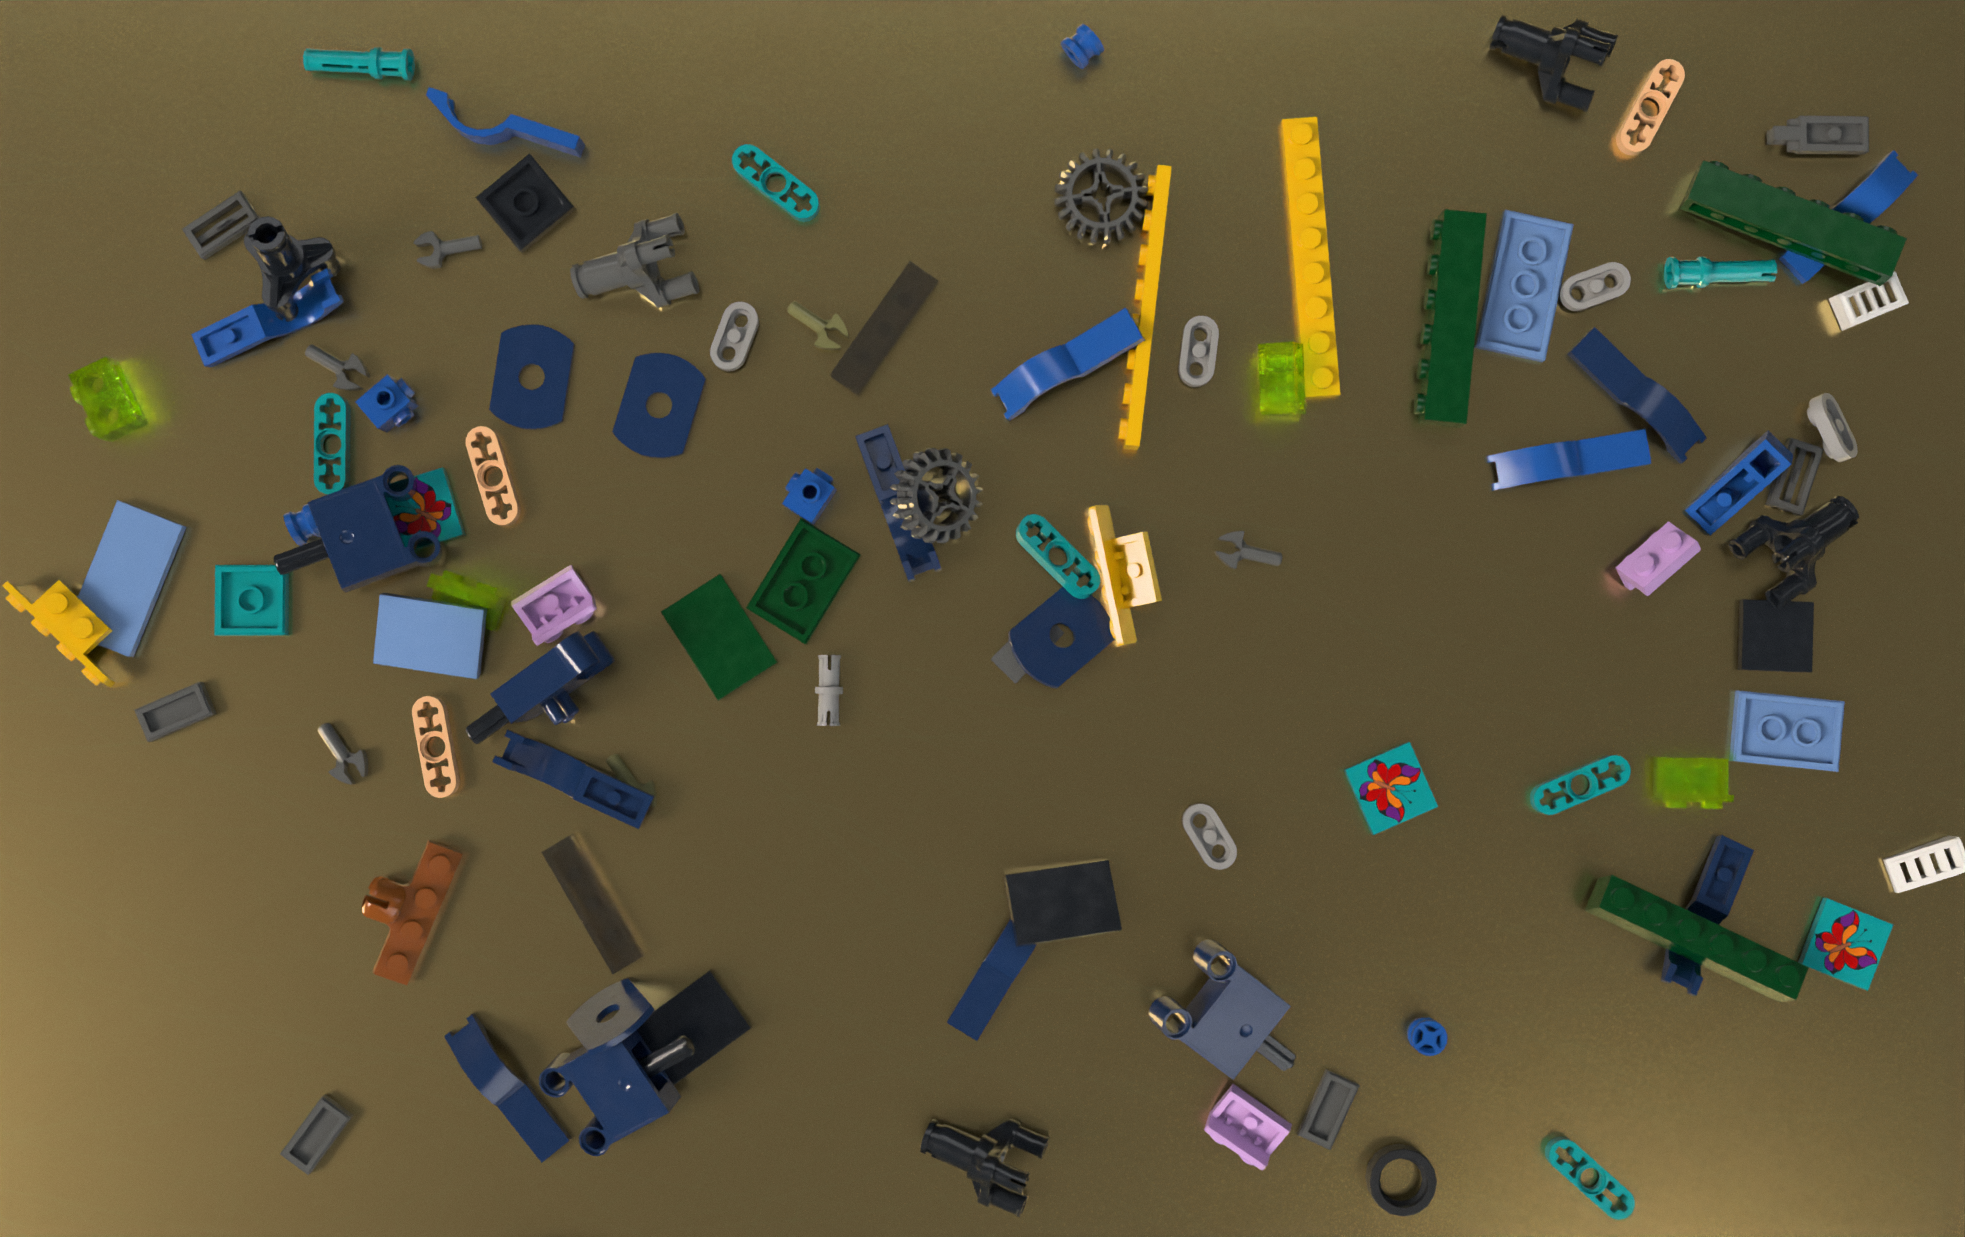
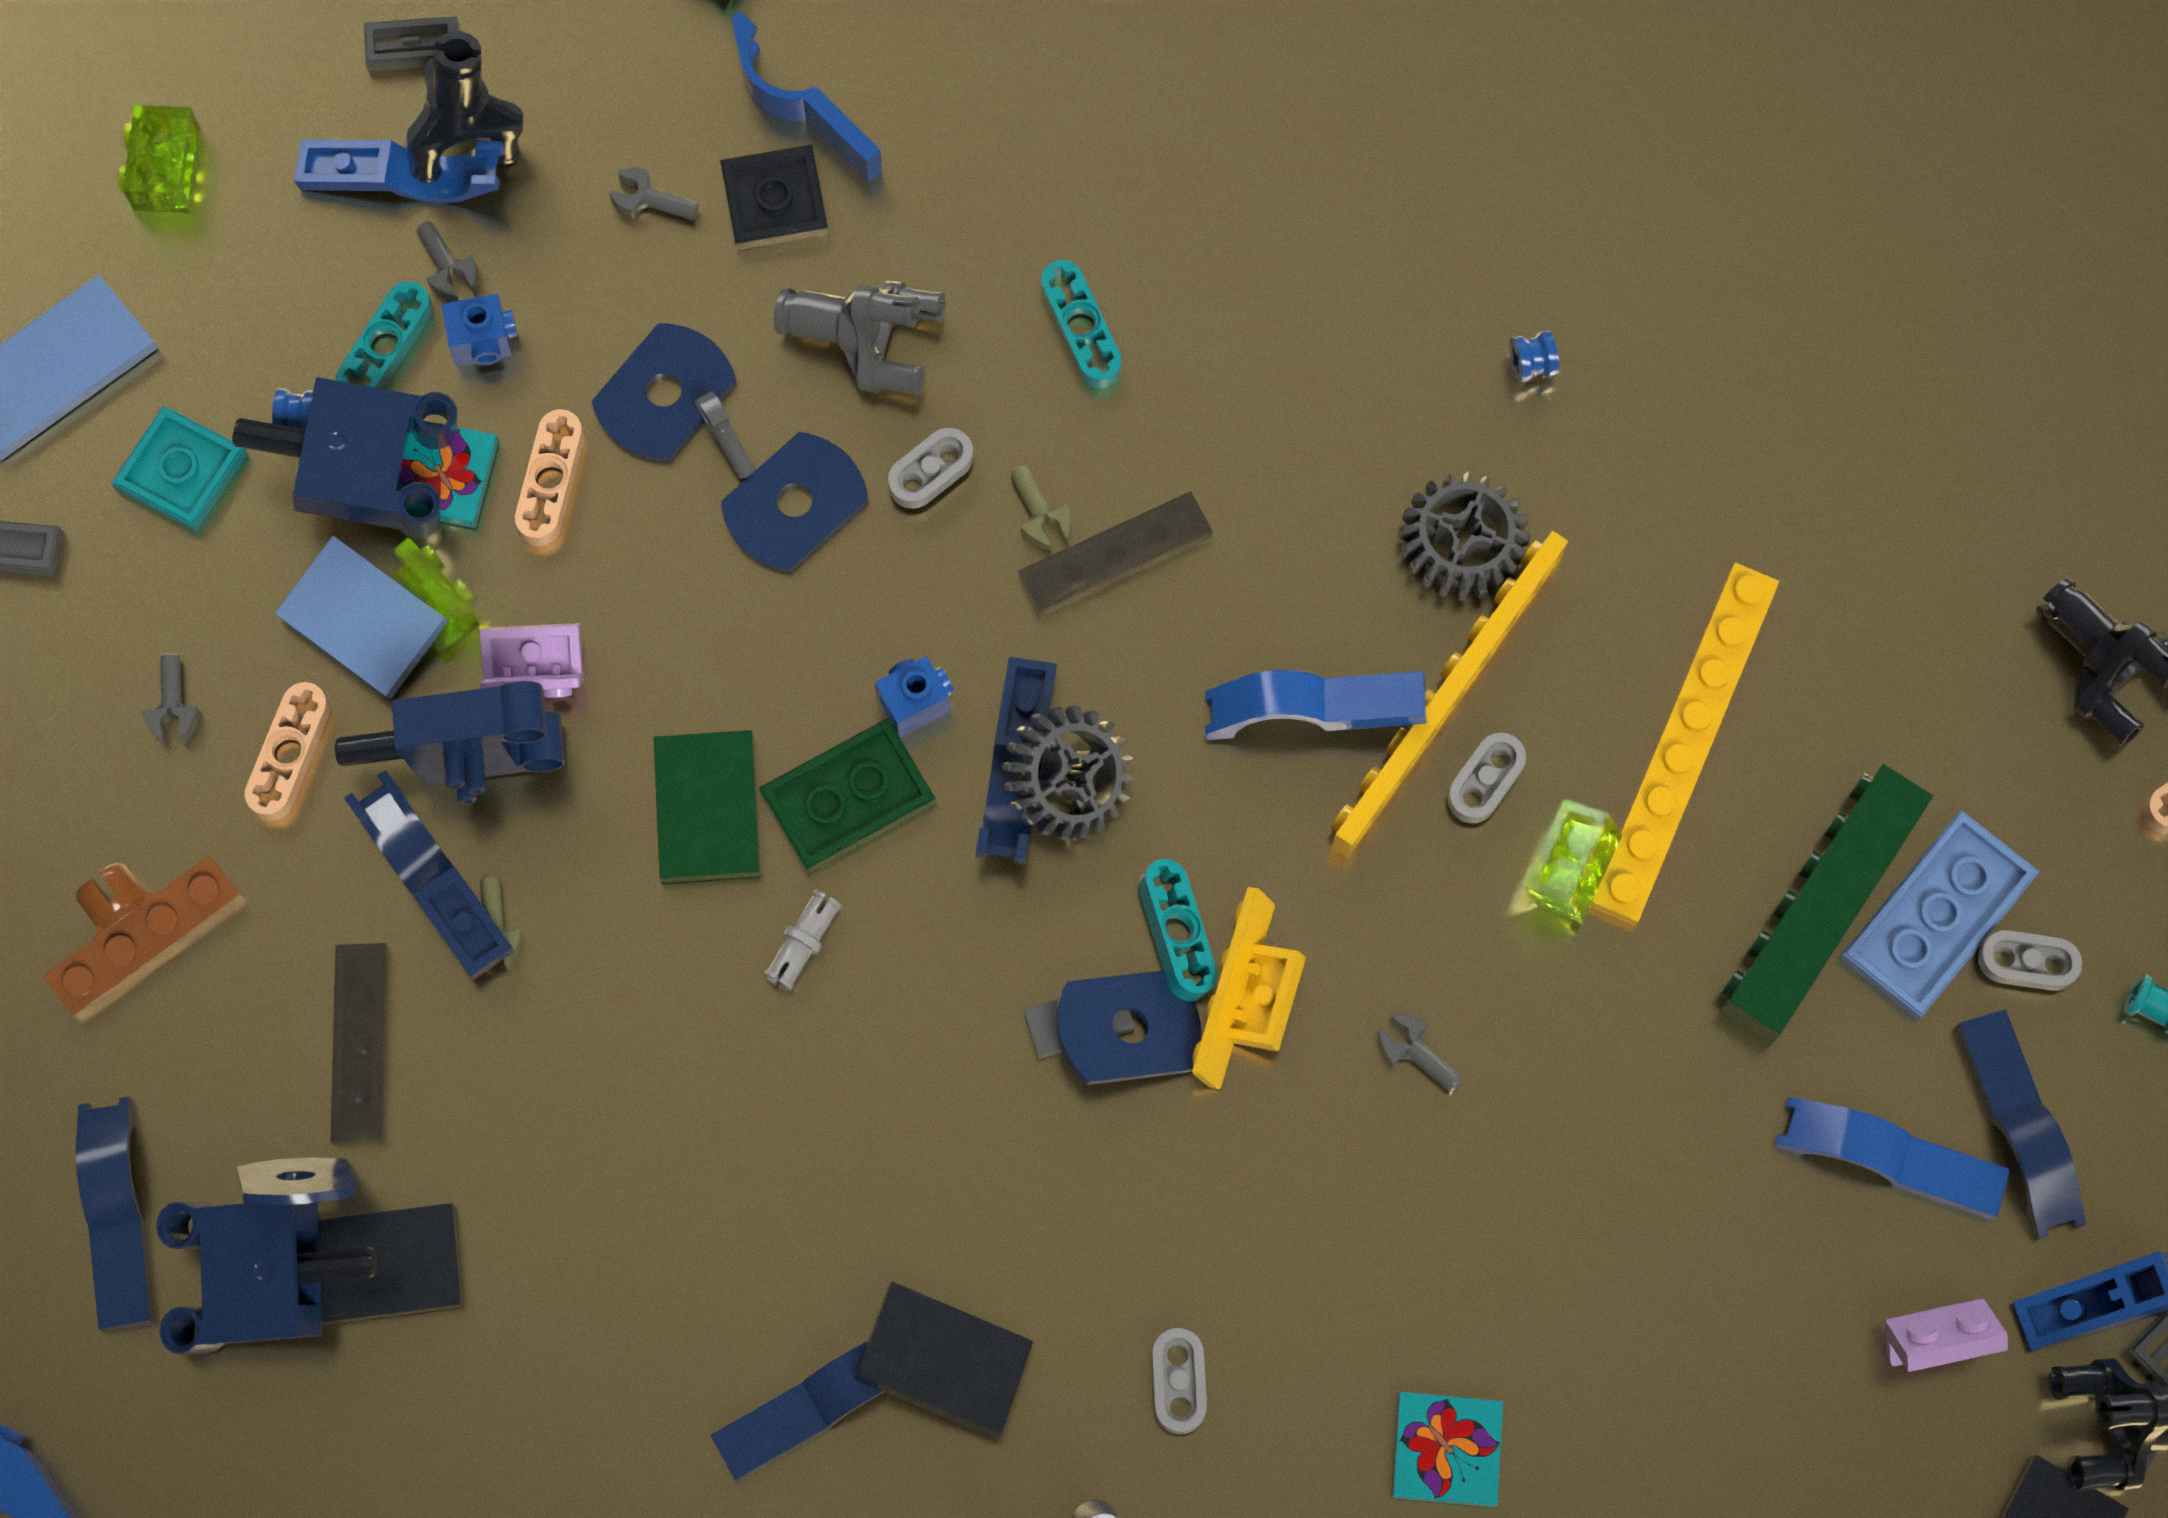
camera: 25 degrees right, 15 degrees down
(590, 387) = (717, 421): none -> dark grey bar

